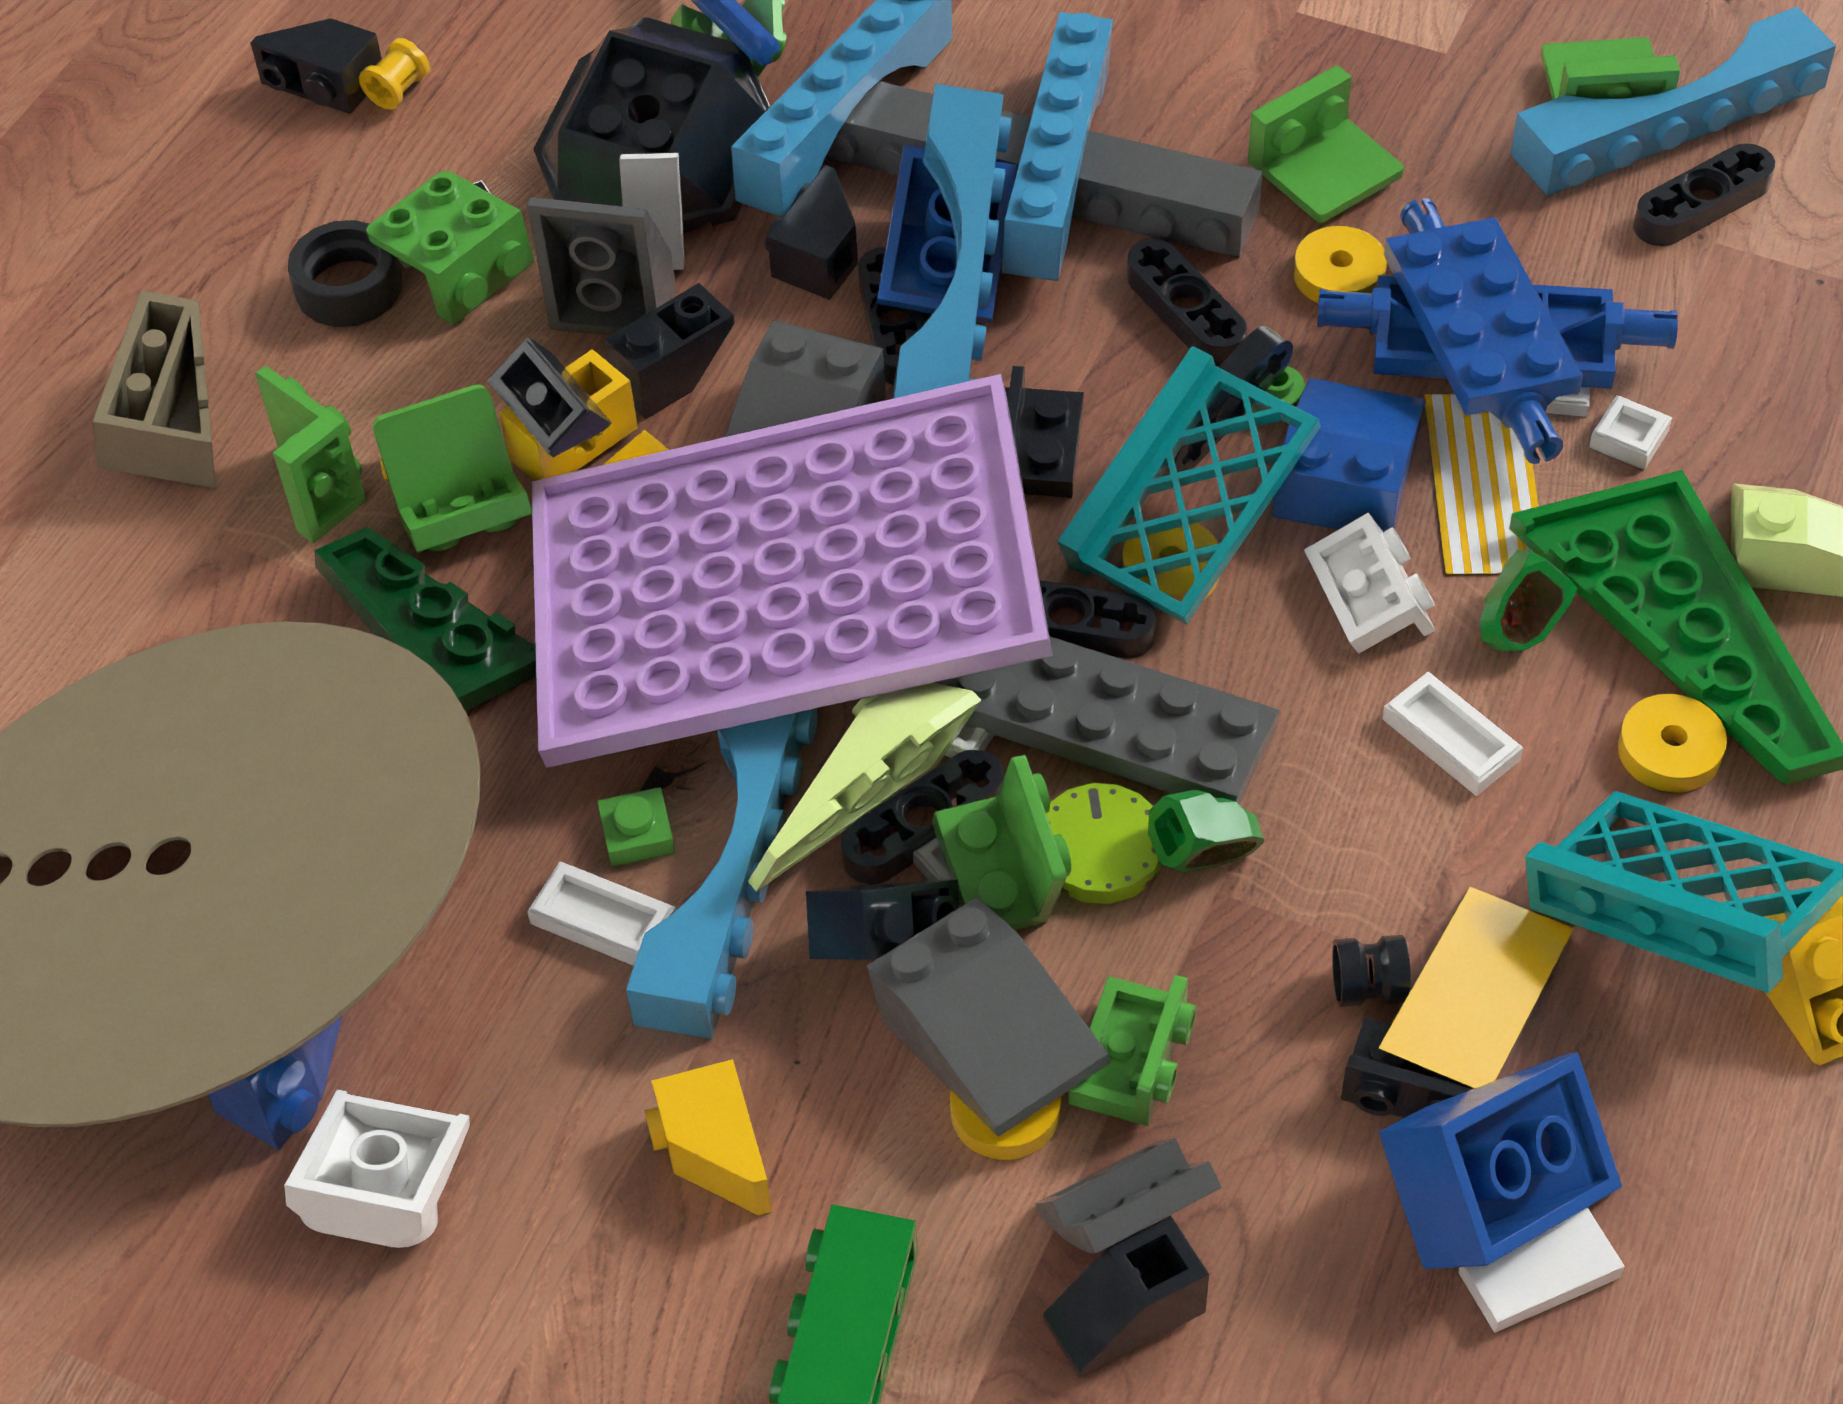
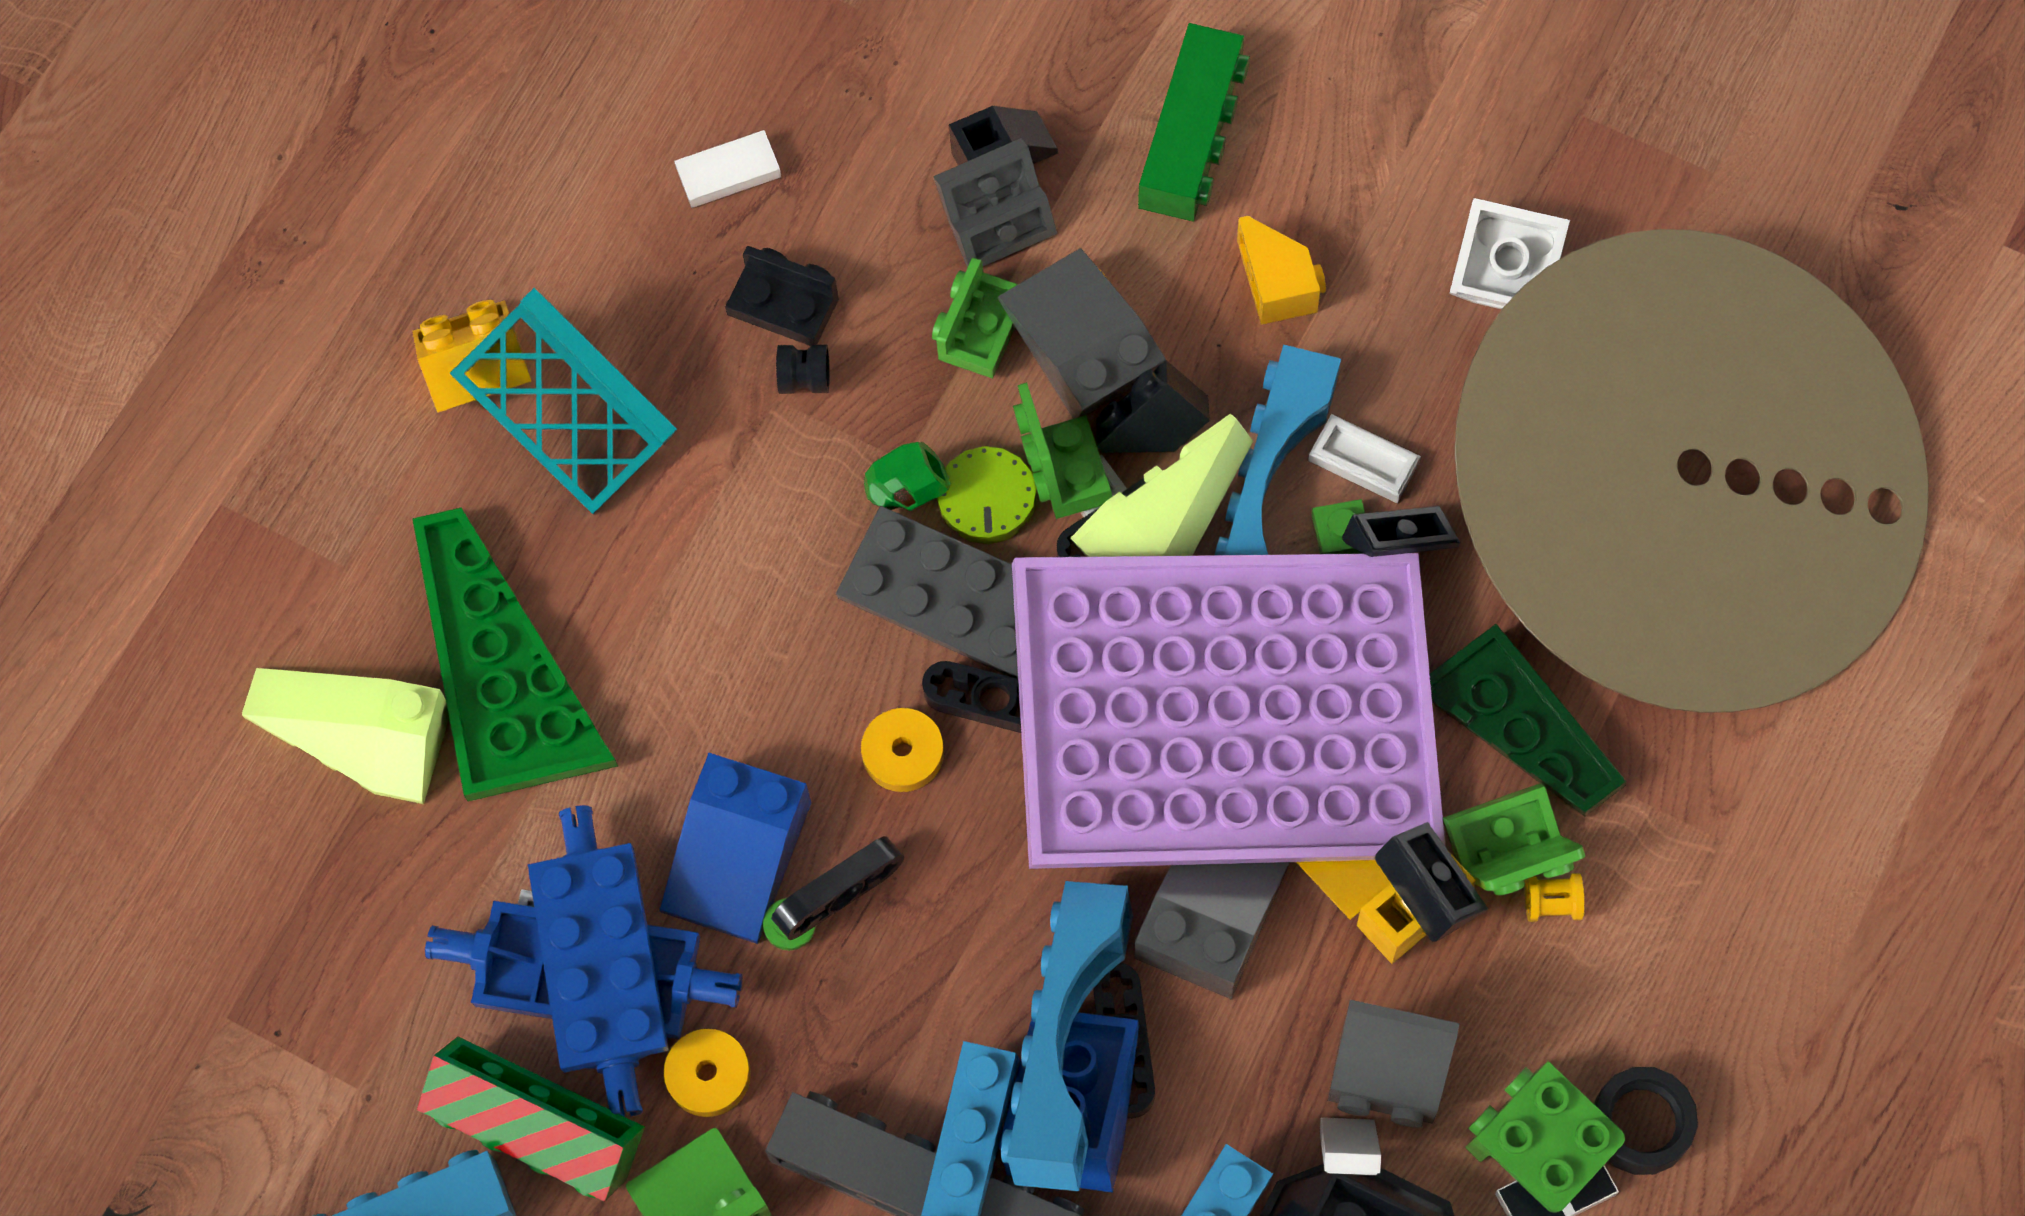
camera: 175 degrees left, 15 degrees up
(156, 396) = (1789, 958): dark tan wedge -> none
(311, 456) = (1629, 877): bright green bracket -> none
(558, 783) = (1400, 532): none -> black slope
(669, 348) = (1326, 985): black slope -> none
(815, 239) = (1190, 1127): black slope -> none
(1045, 435) = (999, 888): black bracket -> none
(1144, 459) = (905, 814): teal fence -> none
(1184, 280) = (848, 996): black beam -> none
(1368, 584) = (743, 704): white bracket -> none
(1452, 733) = (704, 576): white tile -> none
(1477, 486) = (635, 804): sticker -> none
(1477, 989) = (730, 350): yellow sticker -> none
(1500, 1163) = (746, 205): blue slope -> none
(1517, 193) = (530, 1118): none -> green brick
(1525, 603) = (623, 675): rock -> none
(1630, 432) = (492, 862): white tile -> none
(1668, 766) = (529, 537): yellow piece -> none
(1693, 214) = (323, 1166): black beam -> none

